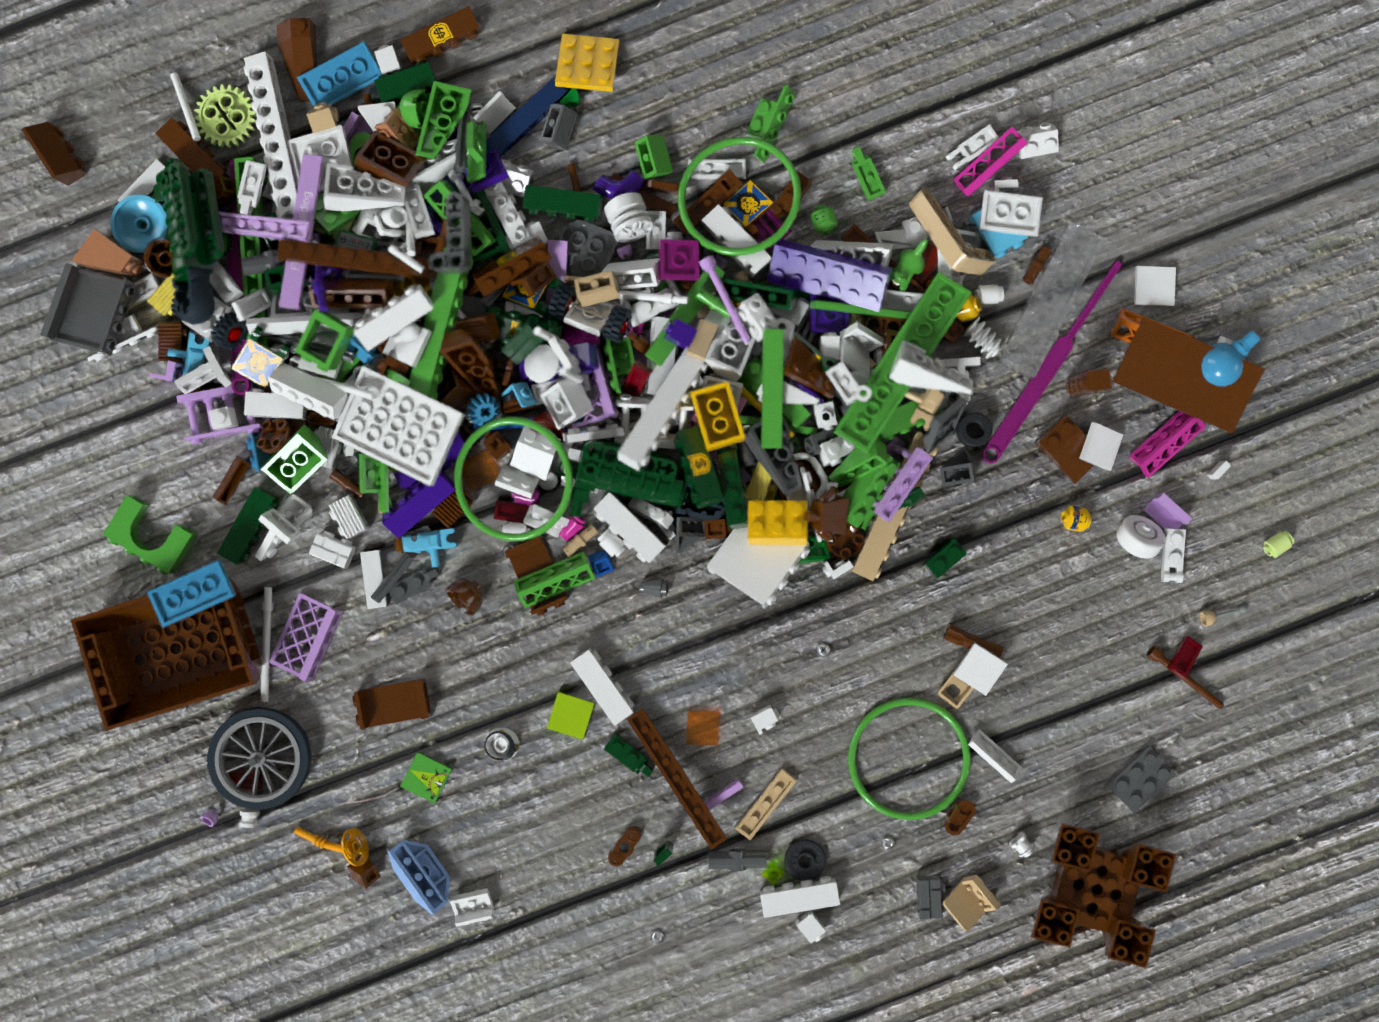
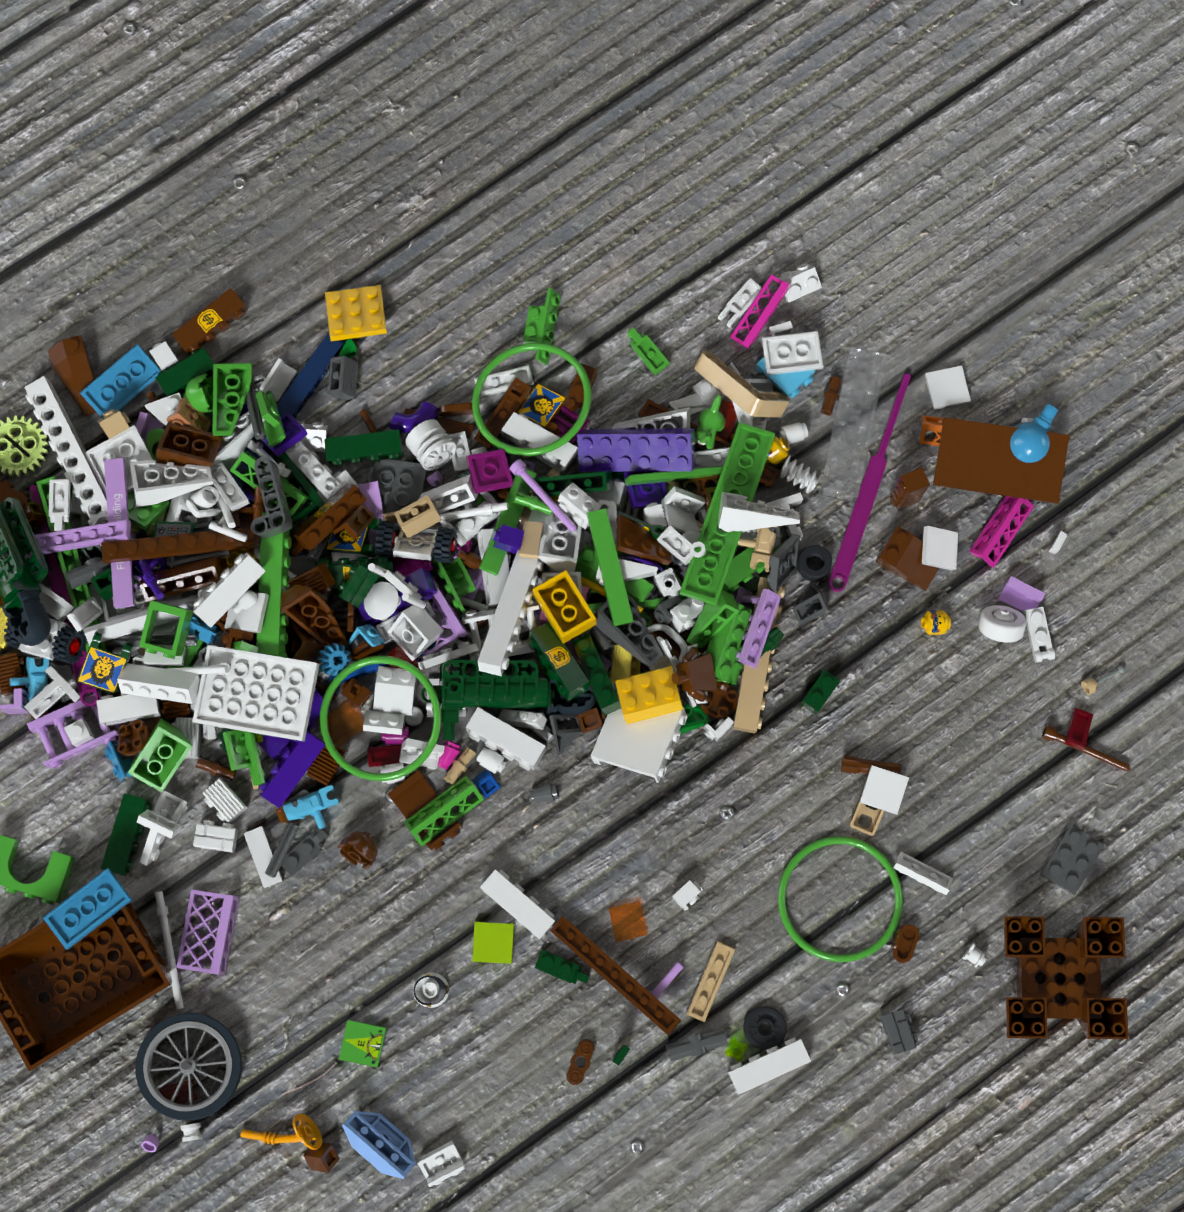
camera: 15 degrees left, 10 degrees down
(231, 480) = (98, 794): reddish brown piece -> none
(392, 703) = (311, 977): reddish brown panel -> none
(637, 379) = (477, 593): dark red tile -> none
(653, 157) = (440, 383): bright green brick -> none
(811, 926) = (788, 1093): white brick -> none
(824, 219) = (618, 402): bright green head -> none
(970, 901) = (939, 1024): tan bracket -> none
(1278, 544) = (1135, 598): yellowish green brick -> none

